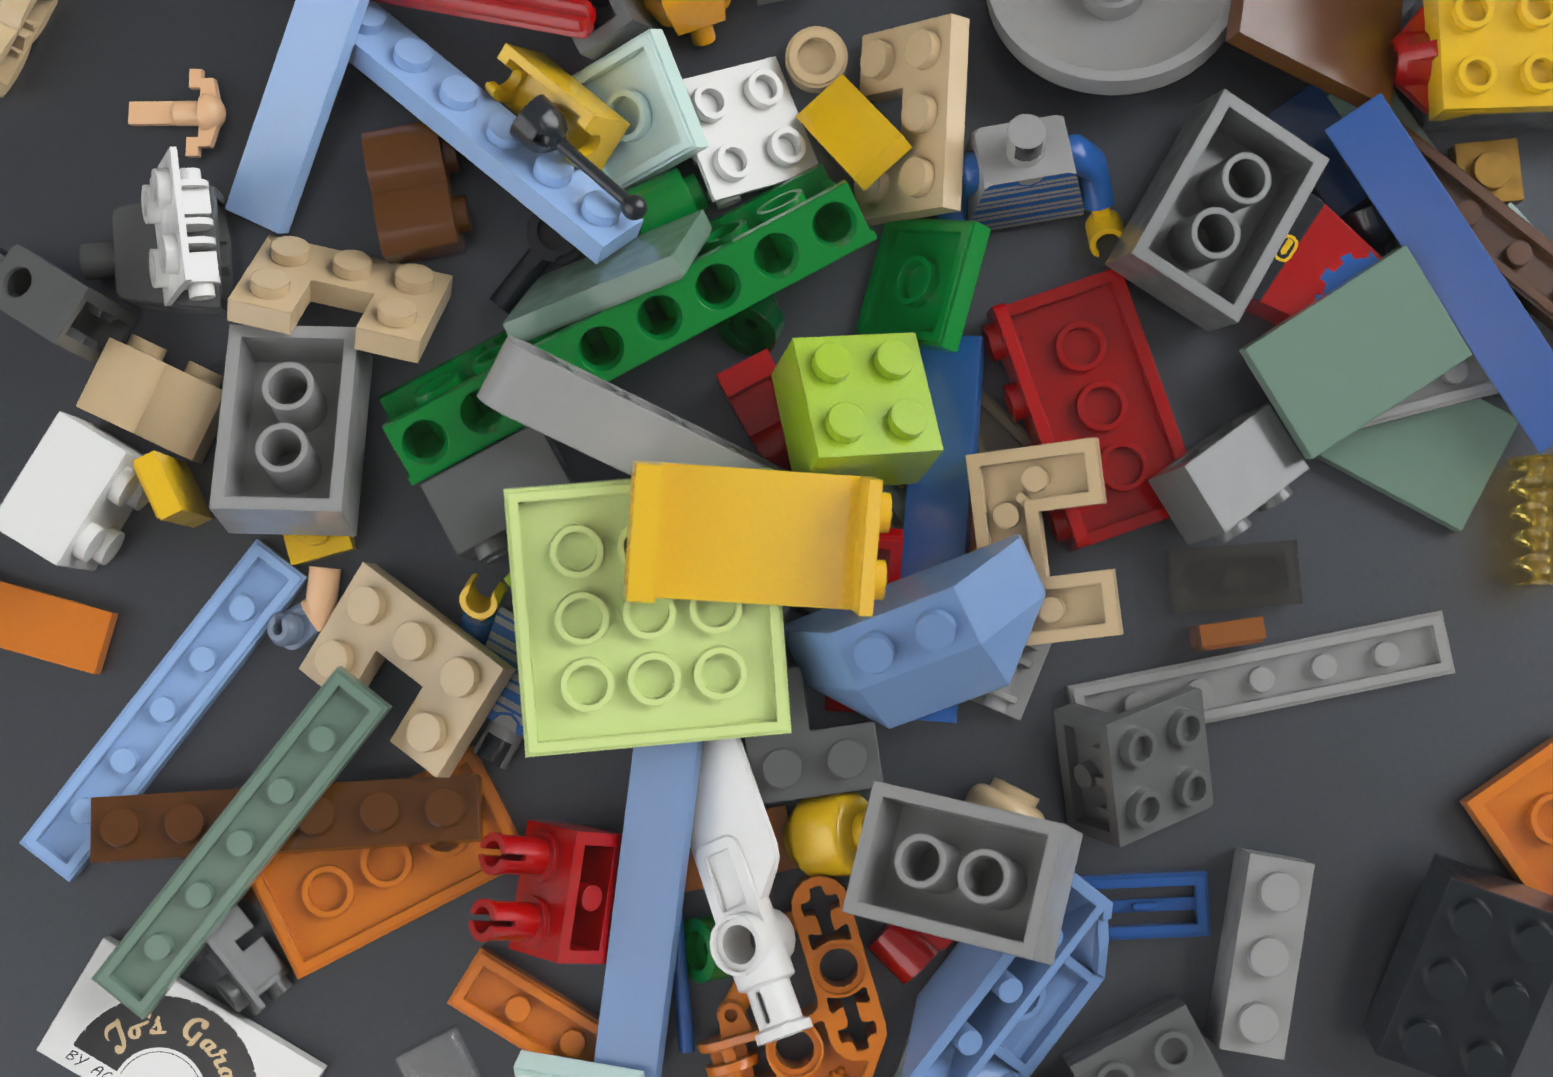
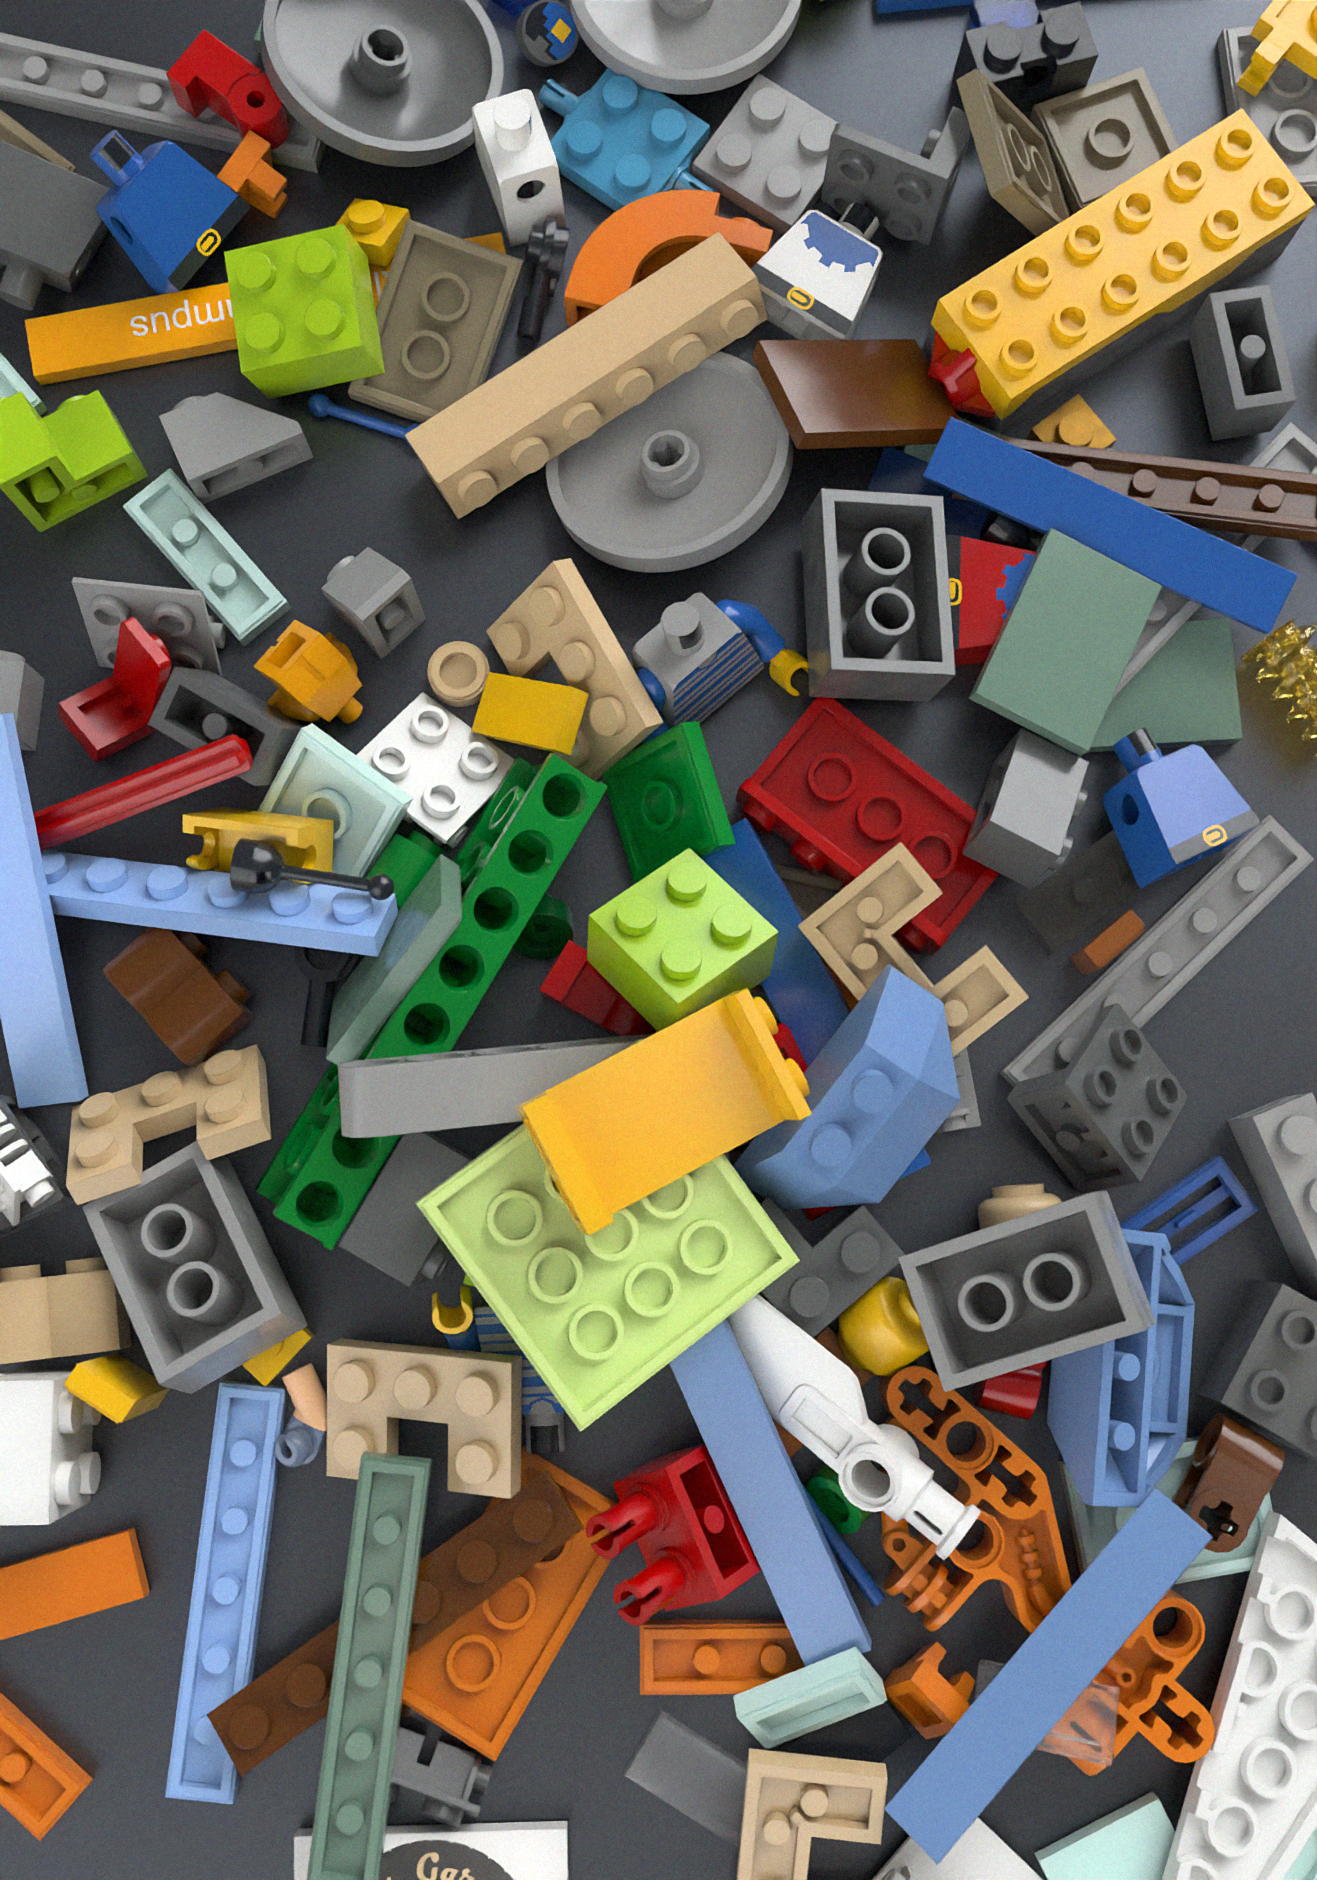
camera: 35 degrees left, 5 degrees down
(1357, 553) = (1172, 808): none -> blue torso

